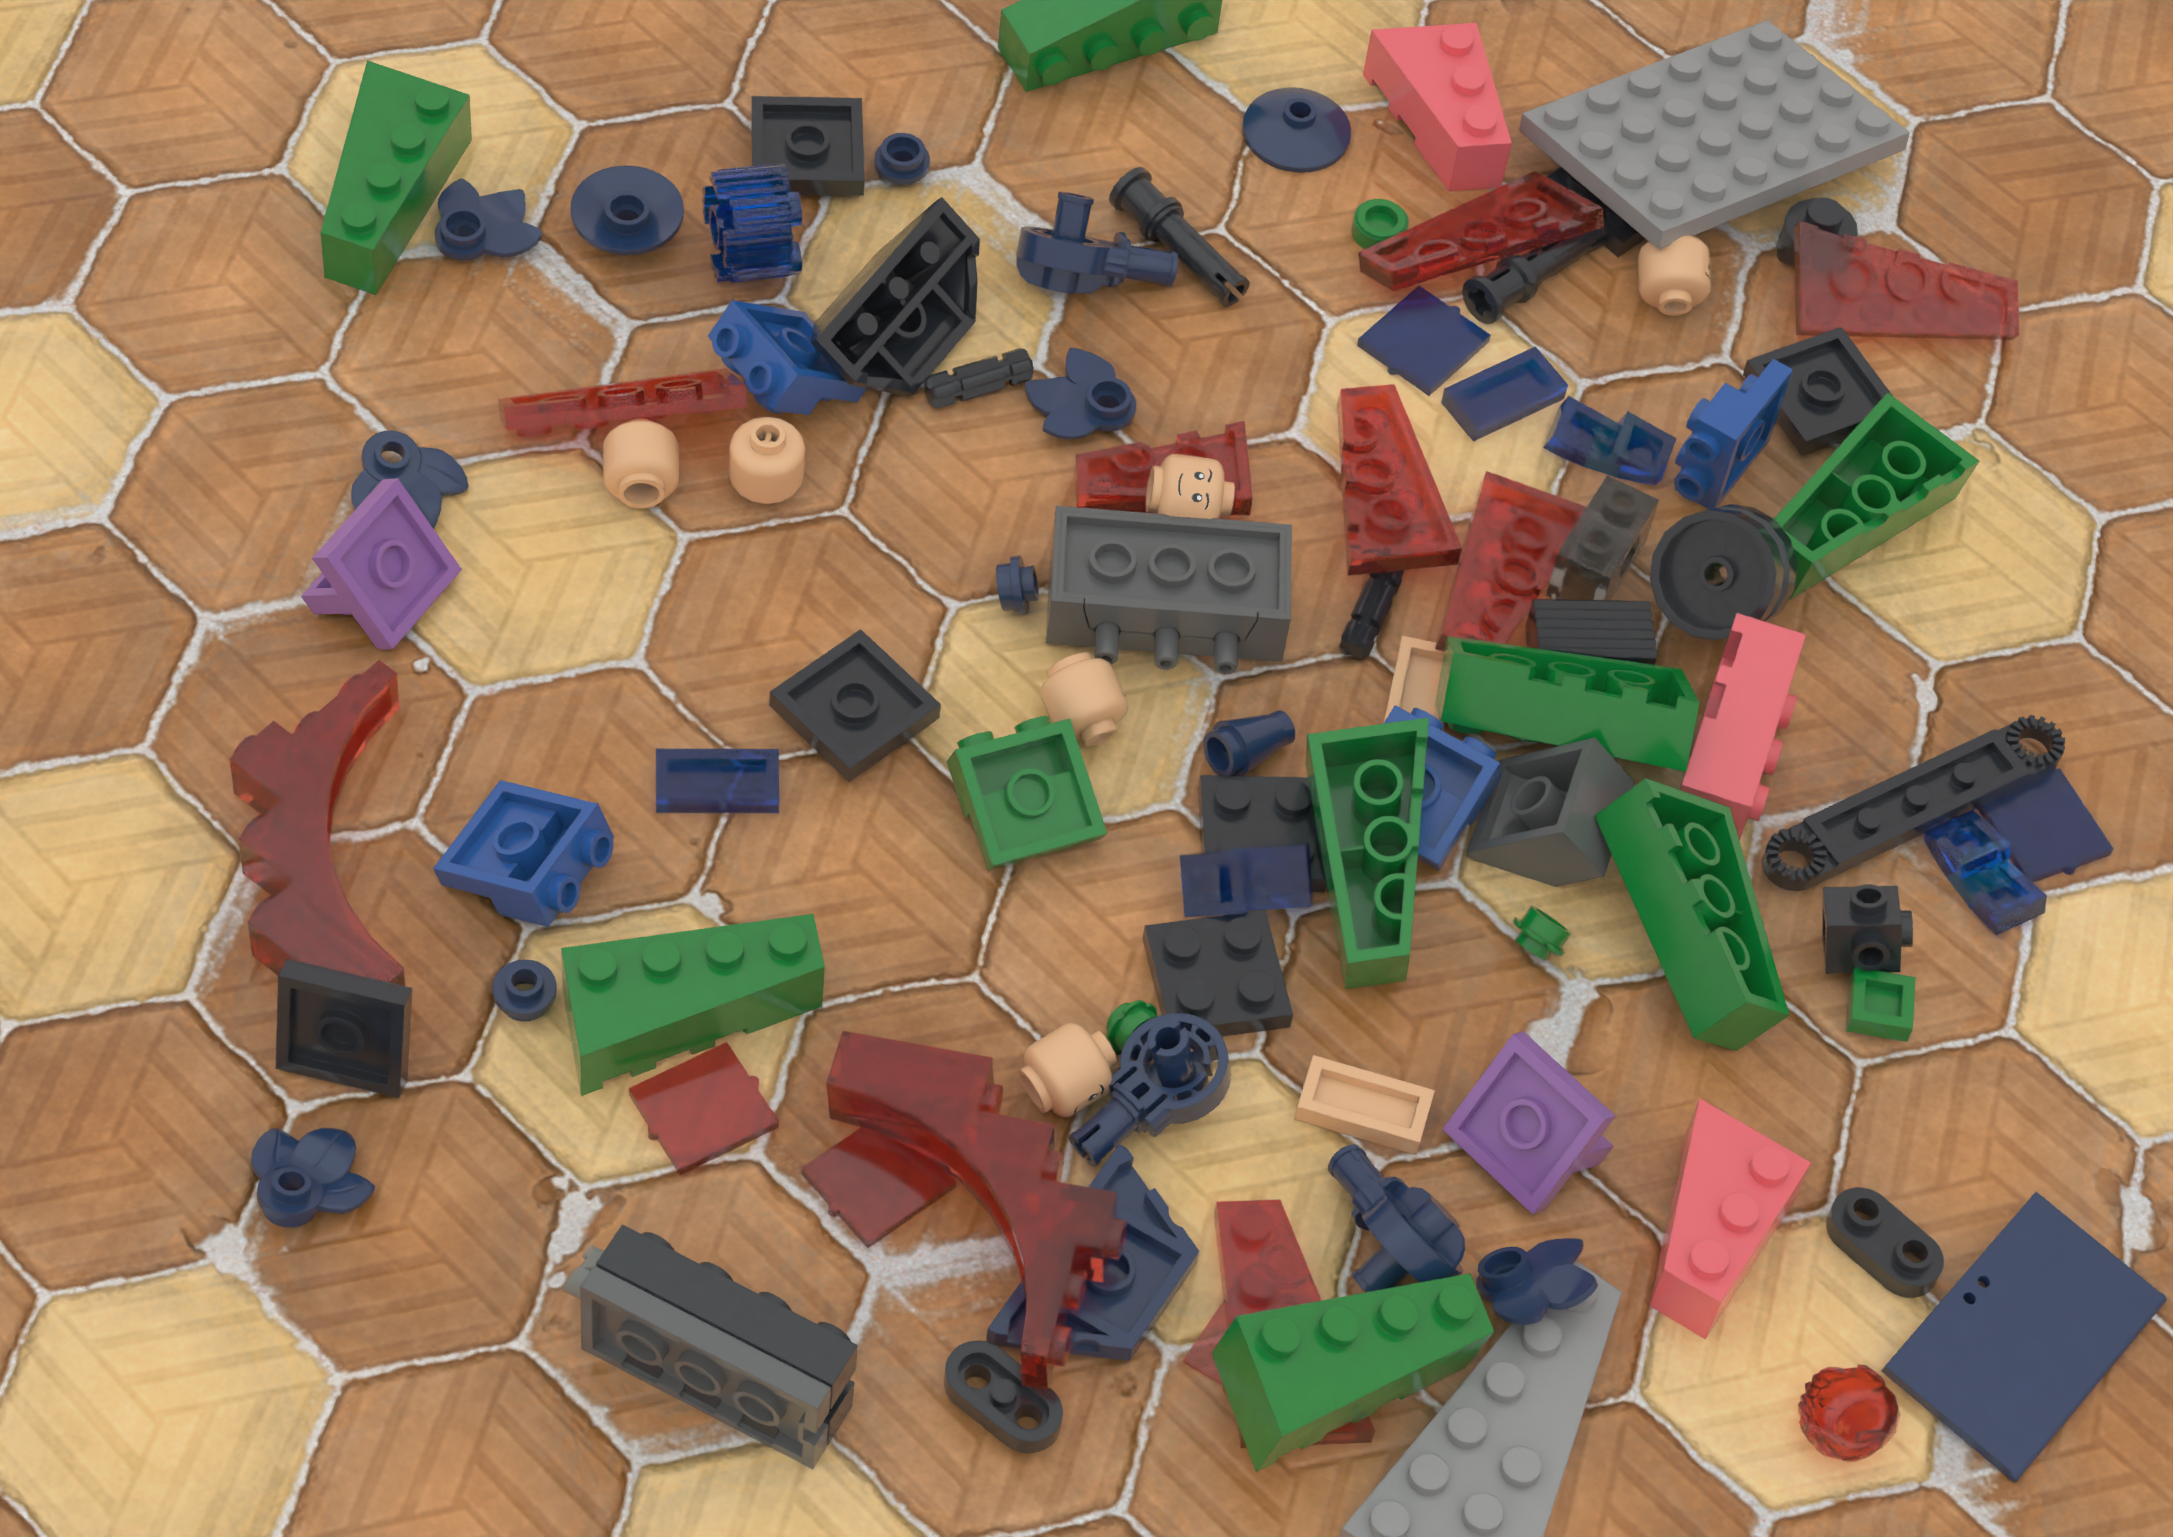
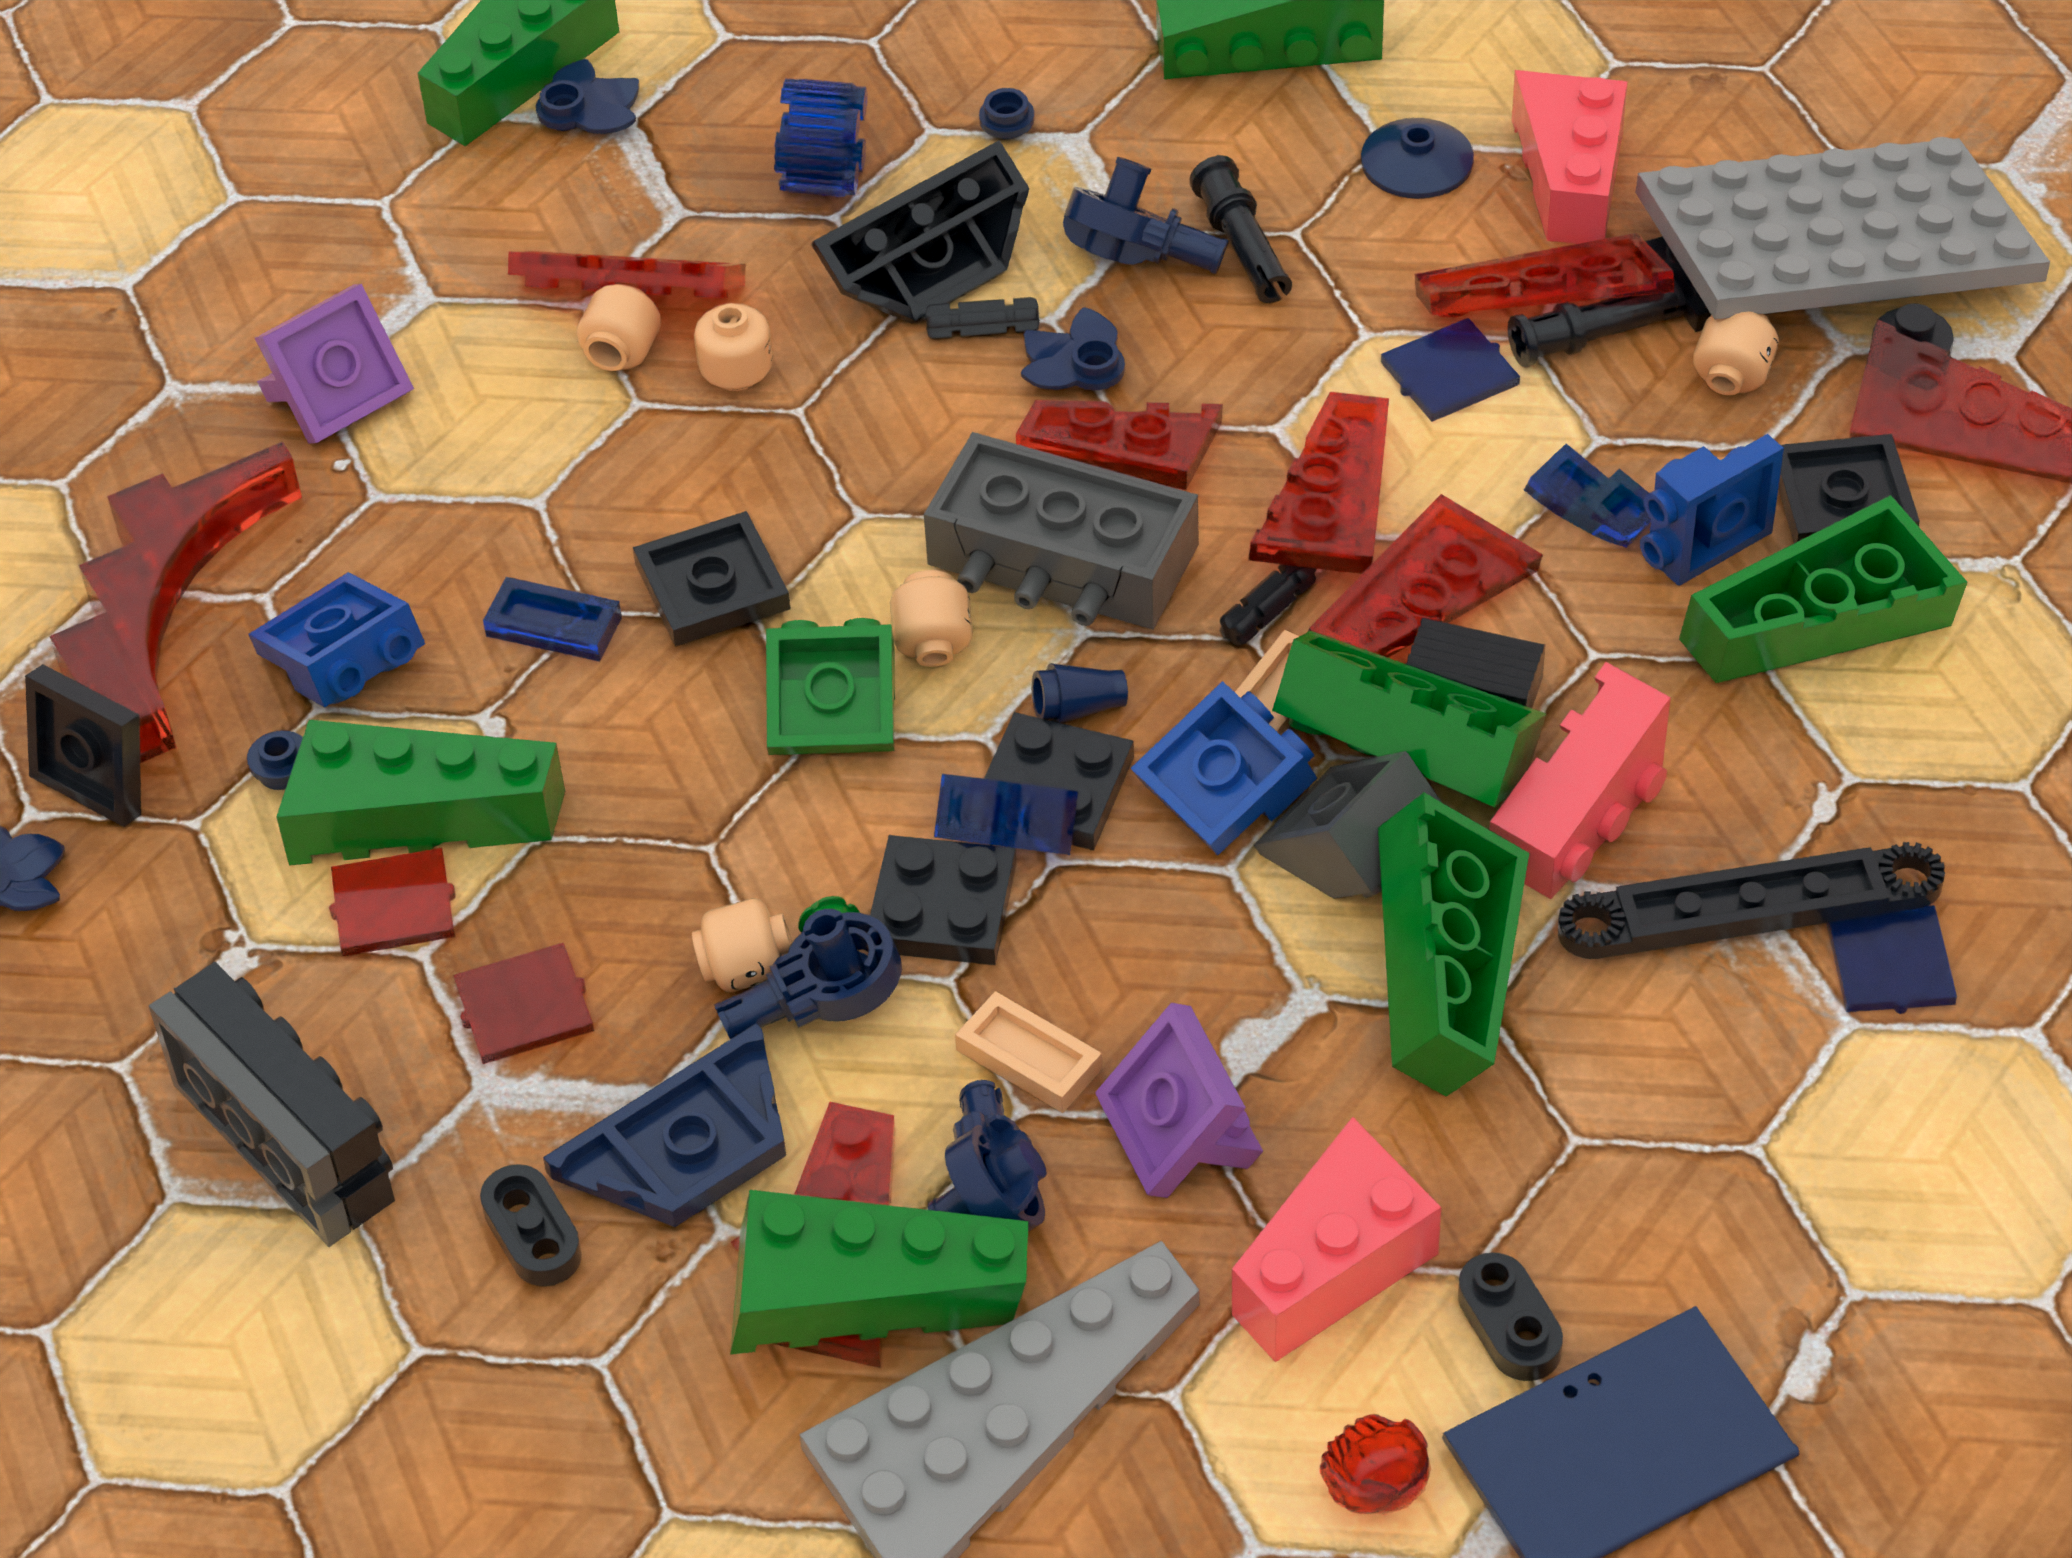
camera: 30 degrees right, 5 degrees down
(422, 471) = (411, 304): dark blue plate -> none
(627, 210) = (719, 110): dark blue dish -> none
(777, 358) = (780, 261): blue plate -> none
(814, 139) = (923, 85): black plate -> none
(951, 1114) = (636, 1069): clear red arch -> none
(1016, 585) = (912, 501): dark blue plate -> none
(1189, 488) = (1114, 442): light nougat head -> none
(1368, 824) = (1133, 801): green wedge -> none
(1377, 221) = (1454, 249): green tile -> none
(1504, 393) = (1506, 432): clear blue tile -> none
(1532, 1281) = (1093, 1249): dark blue plate -> none
(1541, 933) = (1286, 933): green plate -> none
(1603, 543) = (1531, 583): clear smoke brick -> none
(1688, 575) = (1633, 617): black wheel -> none
(1864, 928) = (1623, 1004): black brick -> none
(1881, 1004) = (1615, 1084): green plate -> none
(1979, 869) = (1799, 987): clear blue slope -> none

